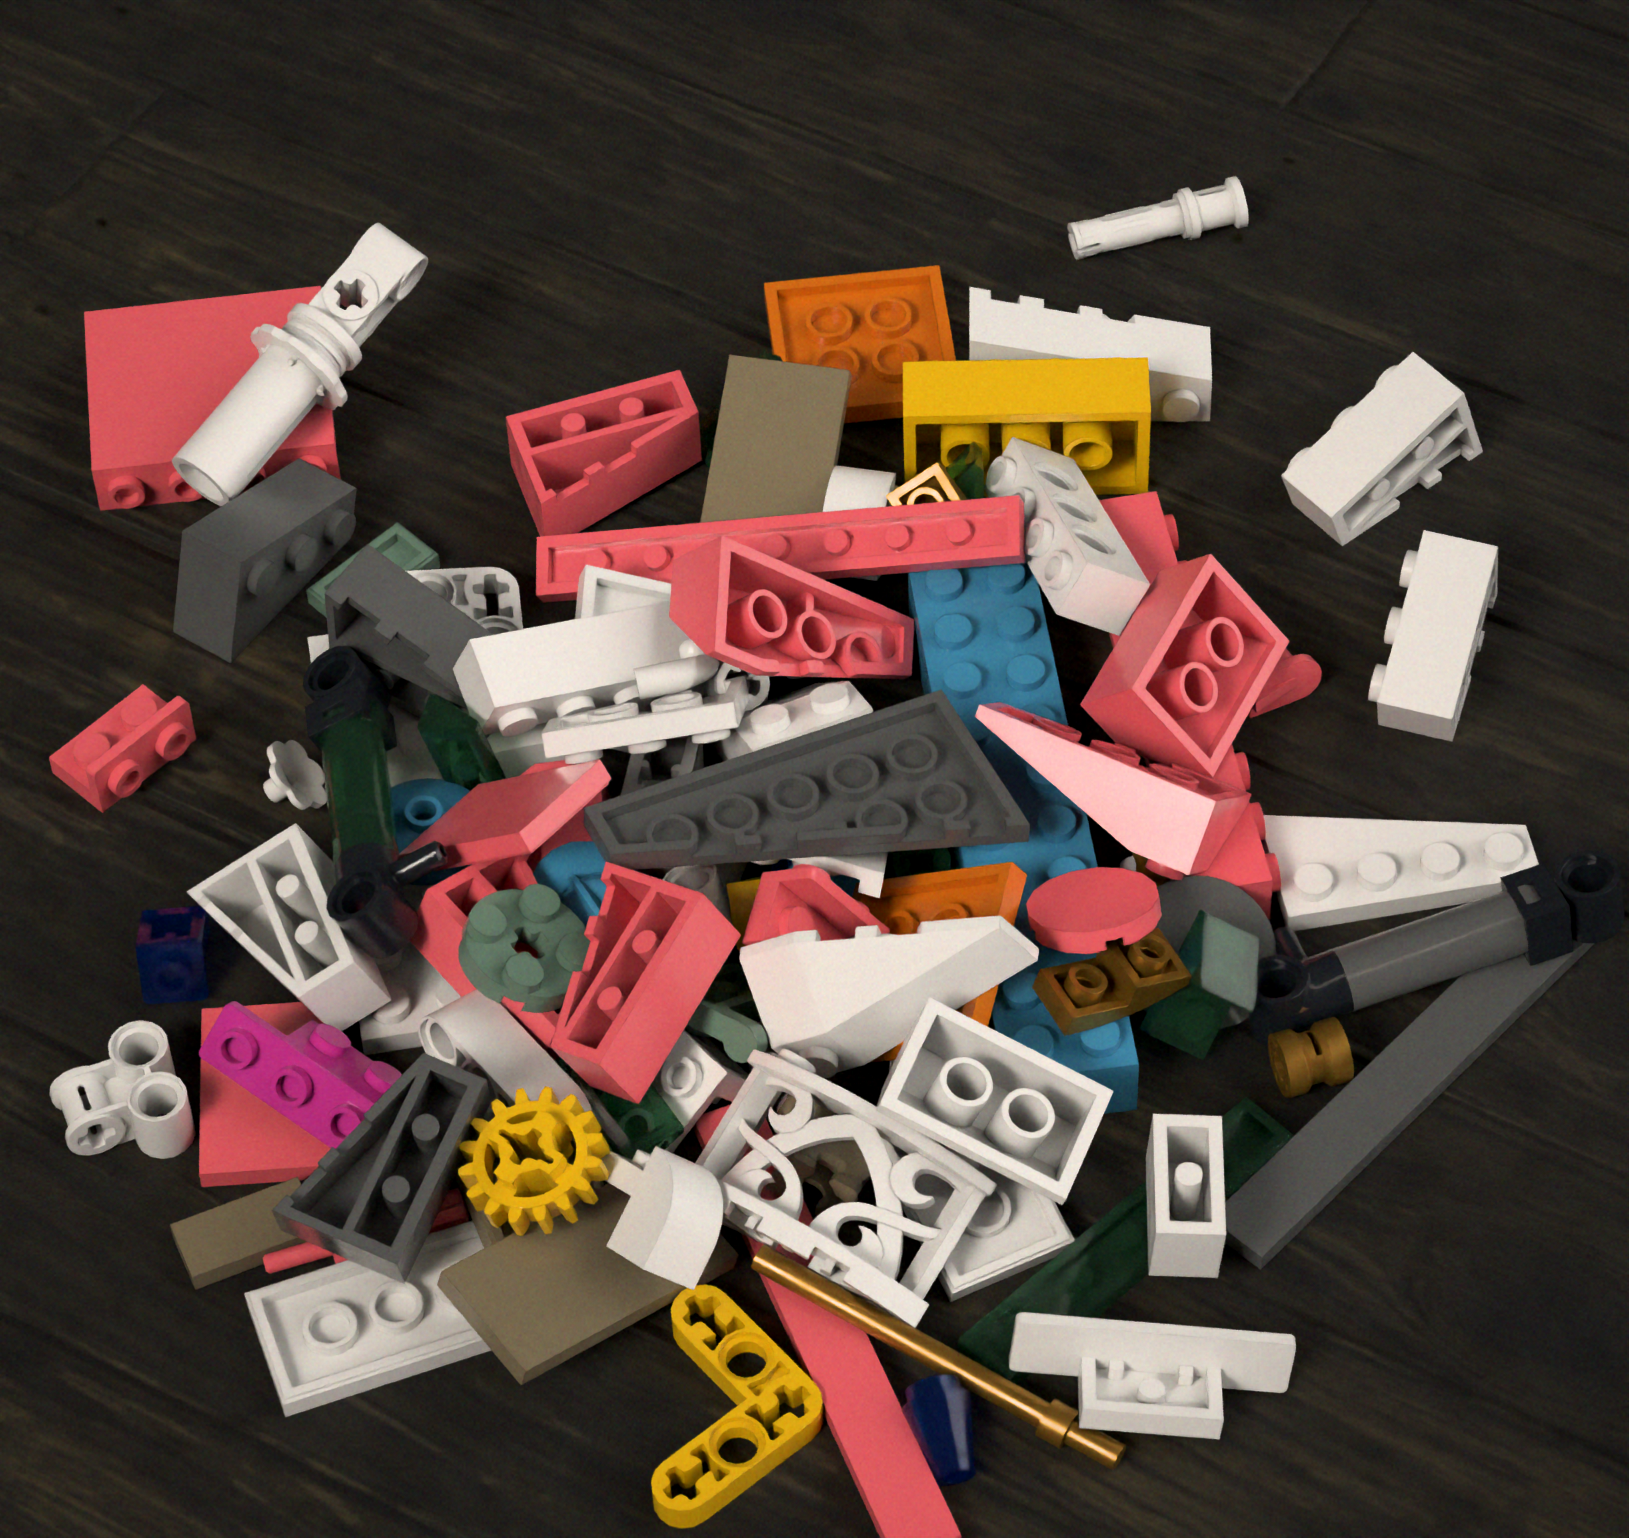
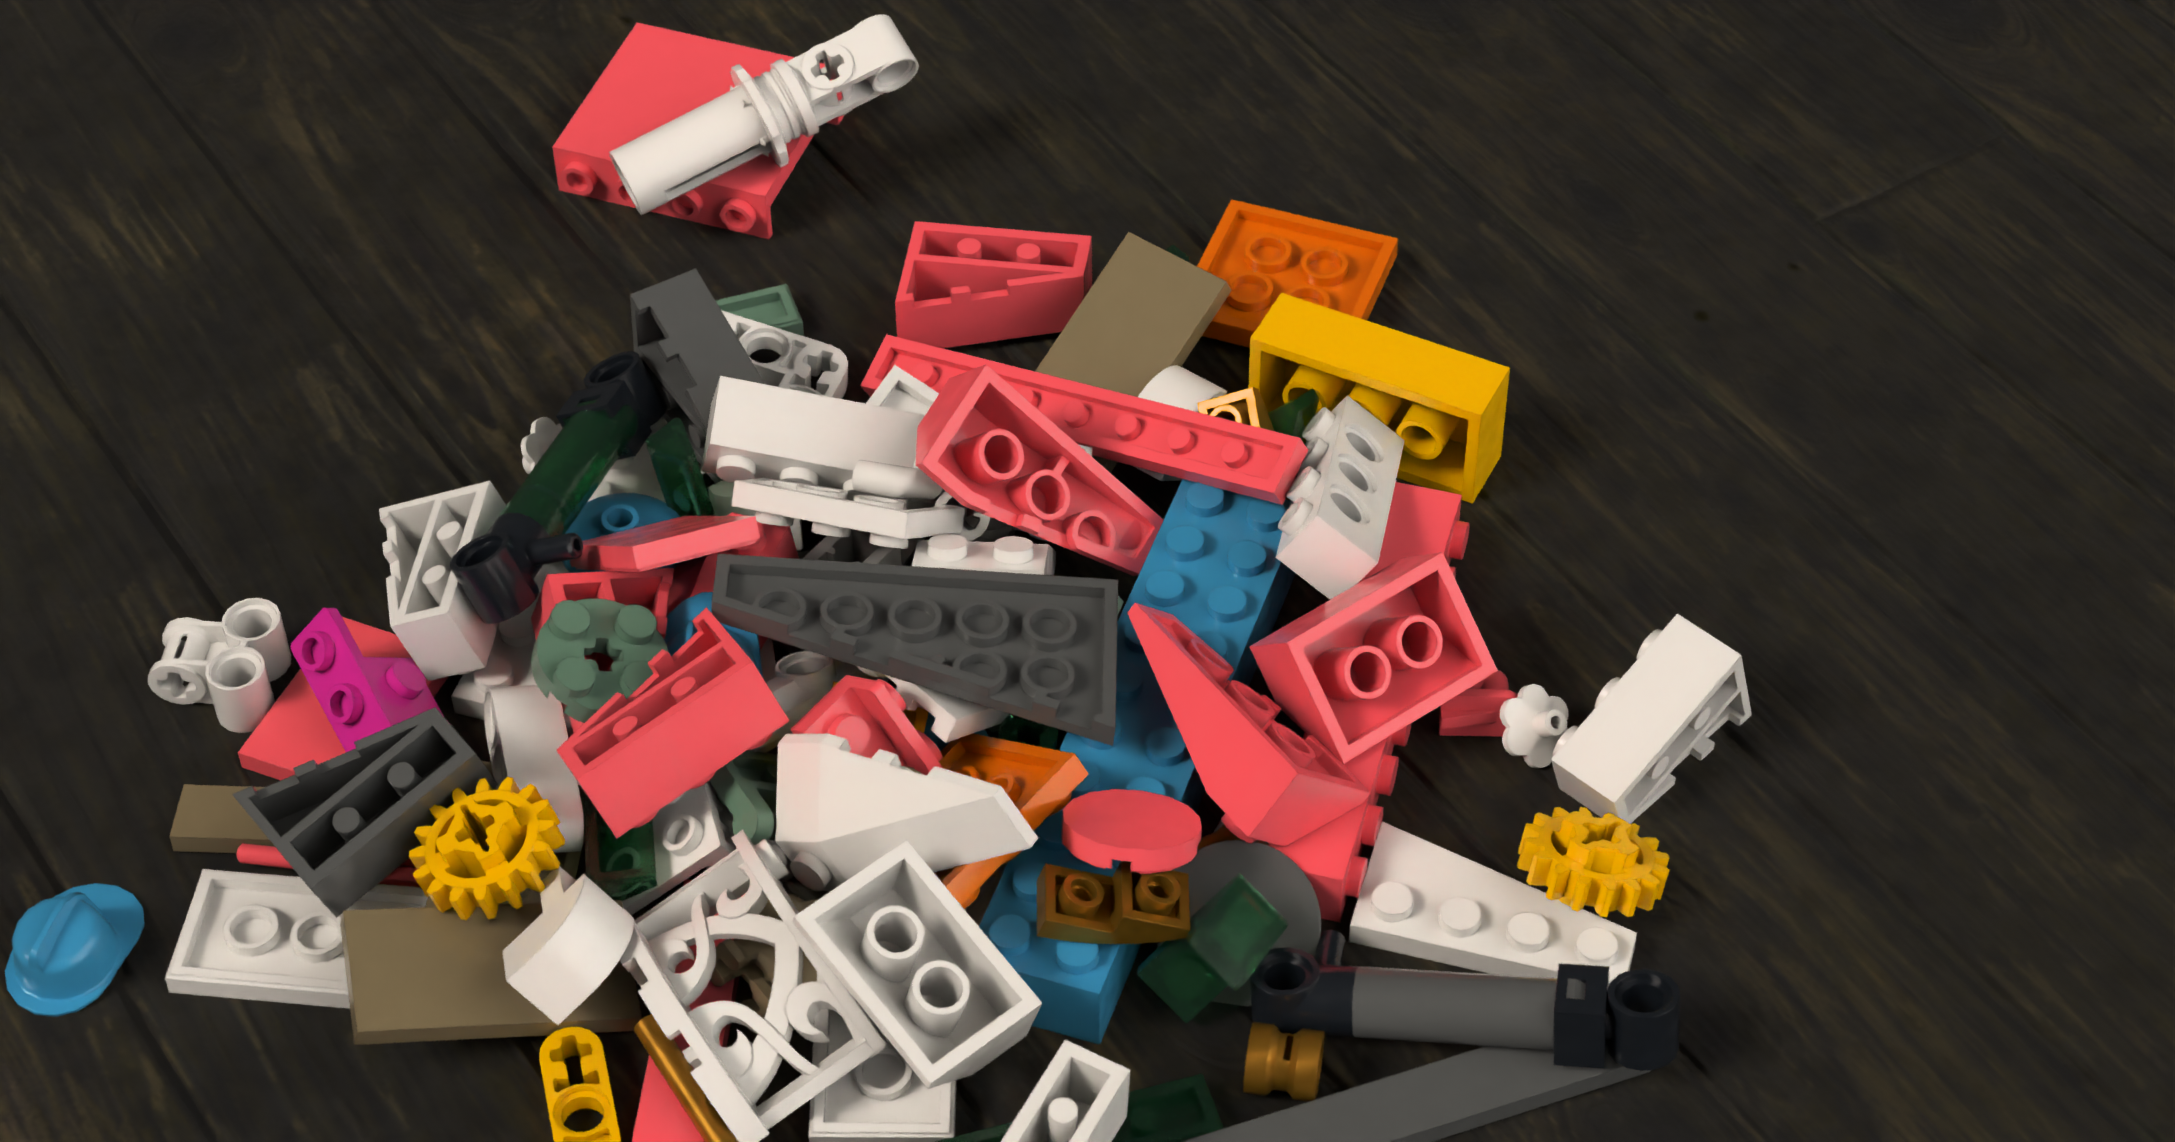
camera: 25 degrees right, 5 degrees down
(124, 747) = (436, 381): coral bracket -> none
(169, 1416) = (72, 948): none -> dark azure piece
(173, 954) = (342, 562): clear blue bracket -> none
(258, 555) = (636, 246): dark grey wedge -> none
(1175, 350) = (1550, 391): white wedge -> none
(1184, 214) = (1657, 274): white pin -> none
(1335, 676) = (1533, 725): none -> white plant
(1382, 449) = (1706, 539): white wedge -> none
(1459, 777) = (1593, 861): none -> yellow gear

